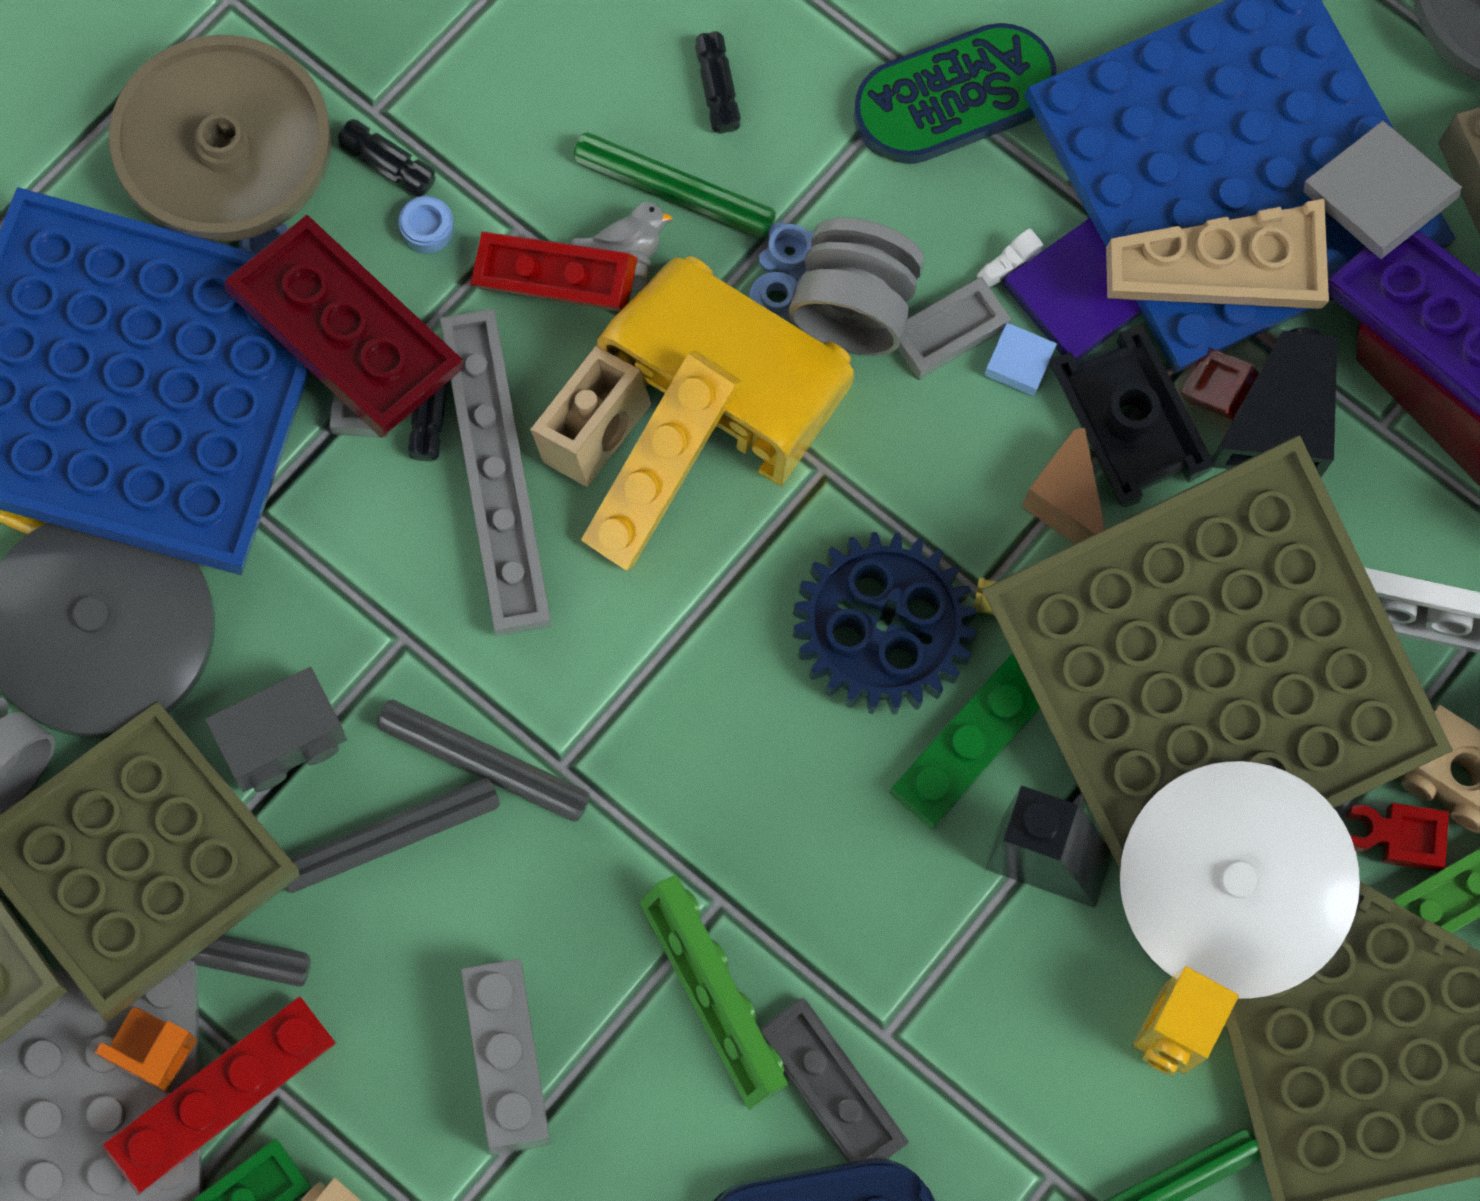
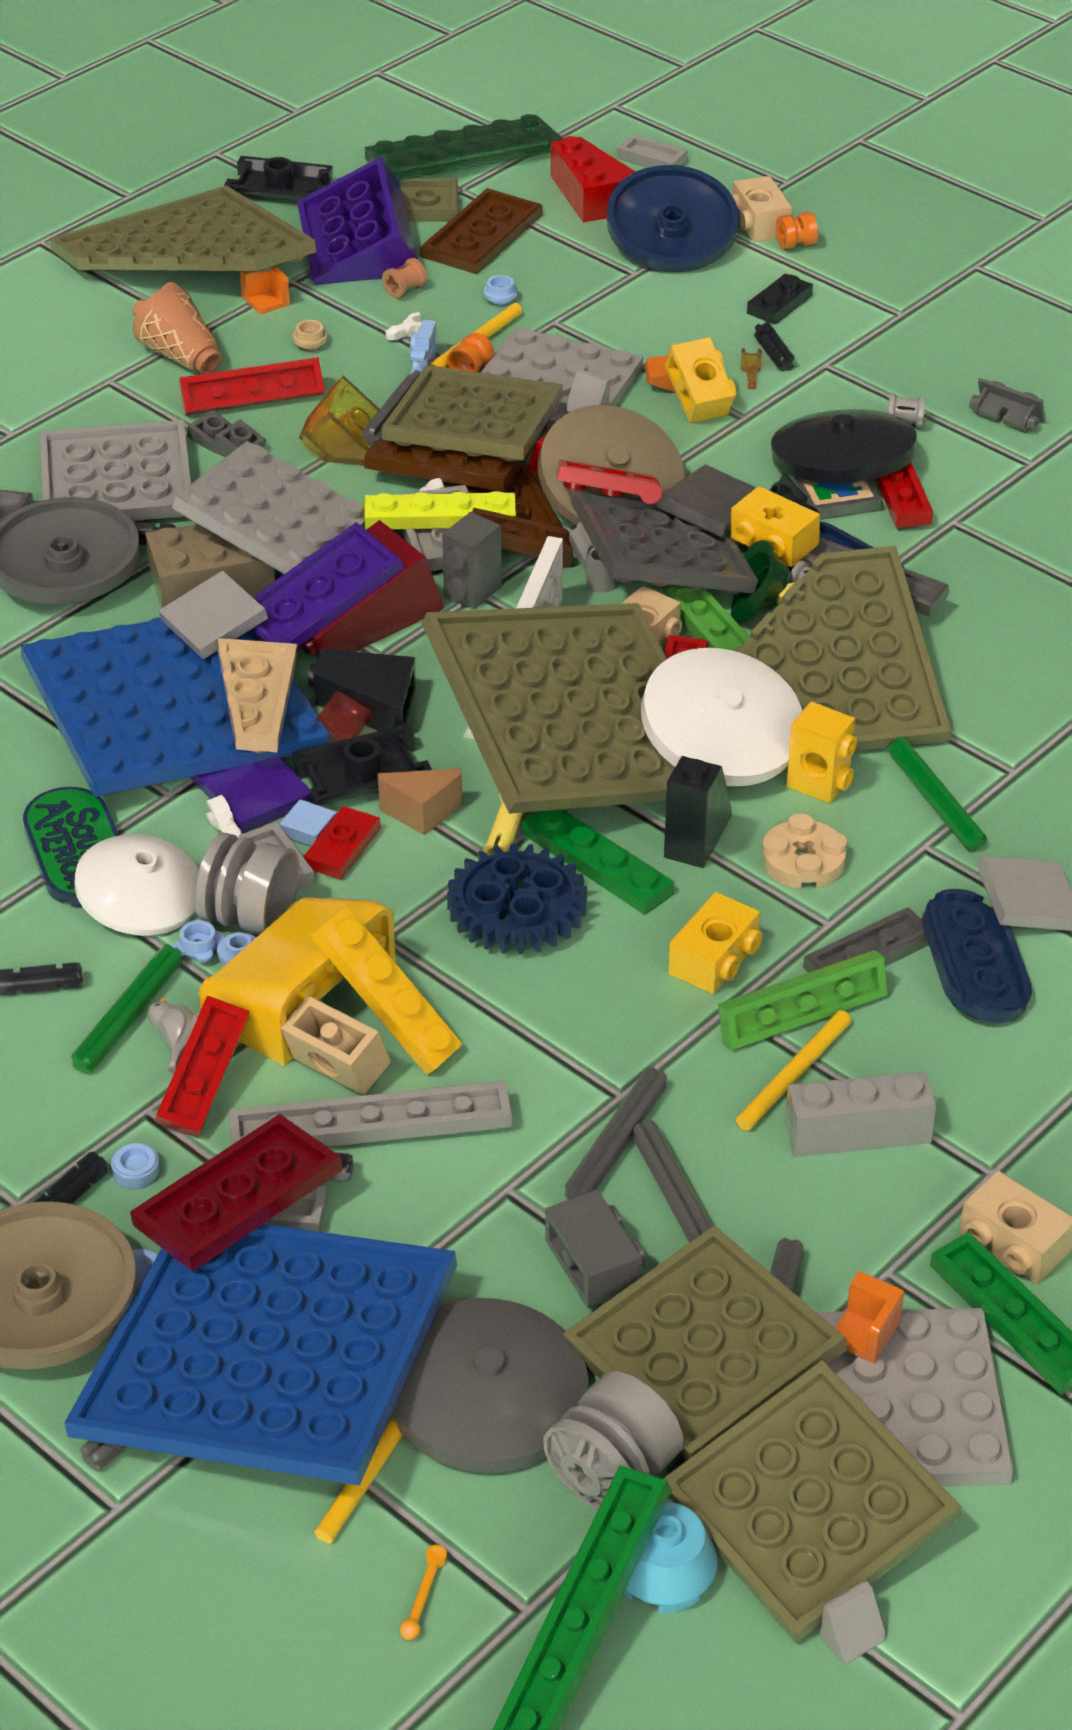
camera: 80 degrees left, 30 degrees down
(218, 1095) = (925, 1302): red plate -> none
(605, 982) = (793, 1070): none -> yellow bar
(798, 847) = (715, 943): none -> yellow brick
(907, 197) = (137, 884): none -> white dish
(987, 403) = (342, 842): none -> red plate
(1021, 1036) = (801, 833): none -> tan plate

